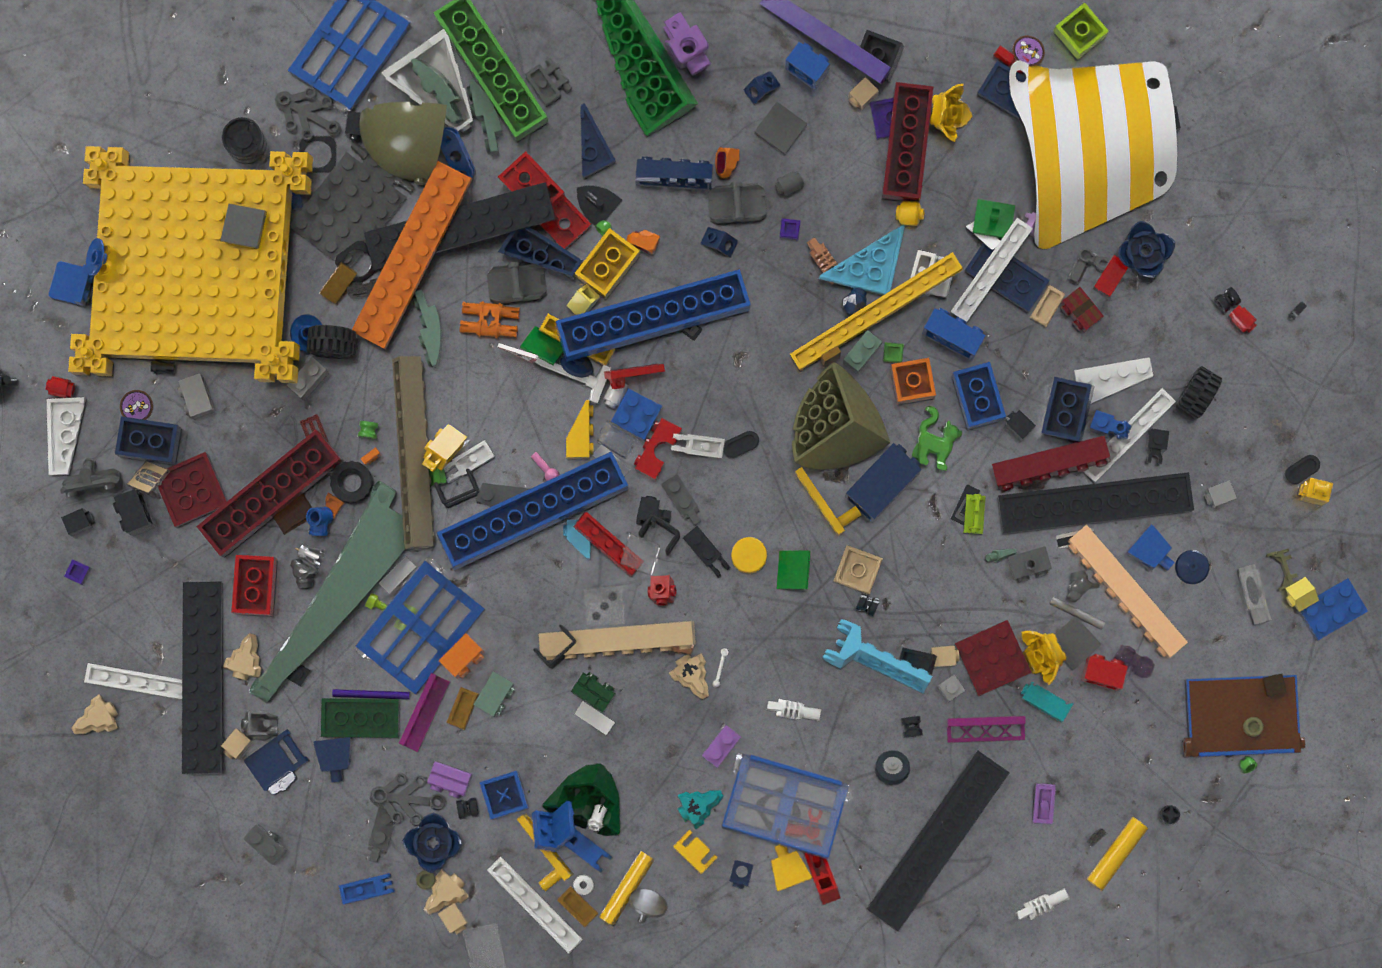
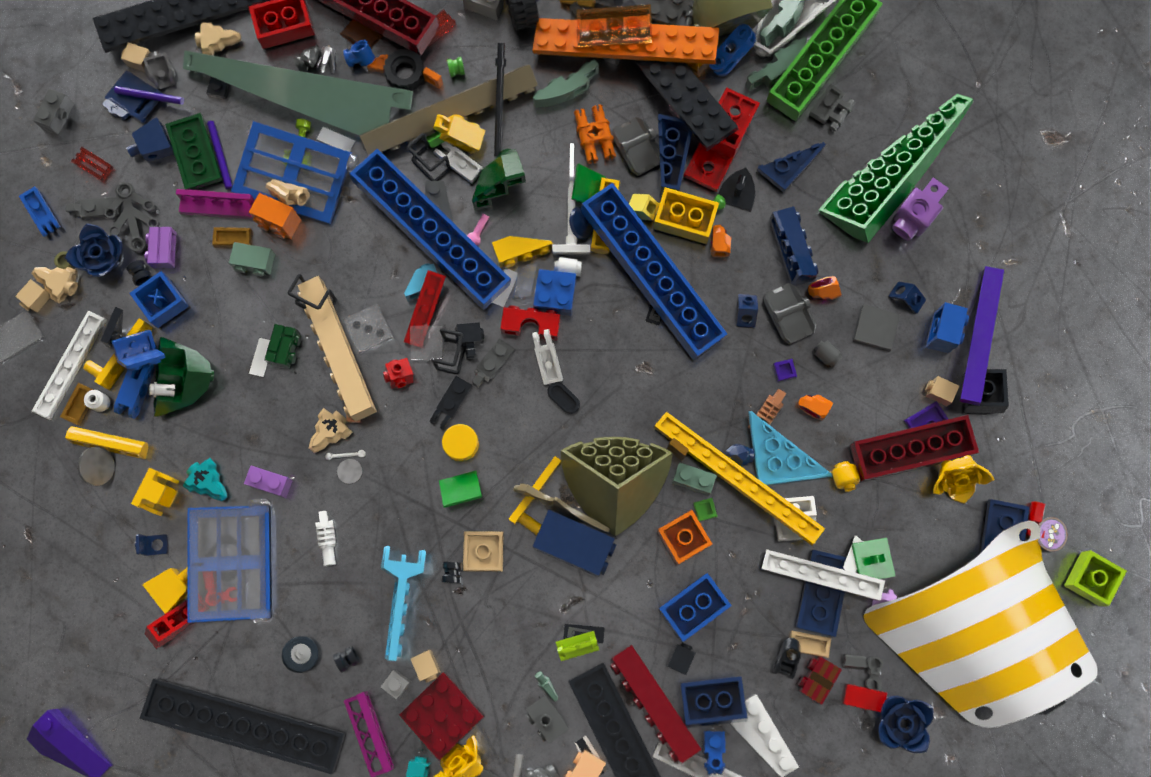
camera: 65 degrees right, 5 degrees down
(283, 744) = (149, 95): none -> dark purple bar
(330, 816) = (80, 156): none -> clear red tile
(391, 384) = (500, 62): none -> black bar
(398, 260) = (614, 25): none -> clear orange slope
(444, 635) = (288, 193): none -> tan rock
(503, 425) = (497, 177): none -> dark green brick
(524, 849) = (114, 328): none -> black wing
(617, 376) = (583, 259): red hinge -> none
(736, 669) = (349, 471): none -> flat silver sticker
(835, 214) = (815, 406): none -> orange rock
(844, 483) = (559, 506): none -> dark tan animal
(919, 659) = (412, 641): black tile -> none
(933, 444) = (630, 580): bright green animal -> none
(954, 333) = (746, 560): blue brick -> none
(1055, 332) = (786, 661): none -> black piece

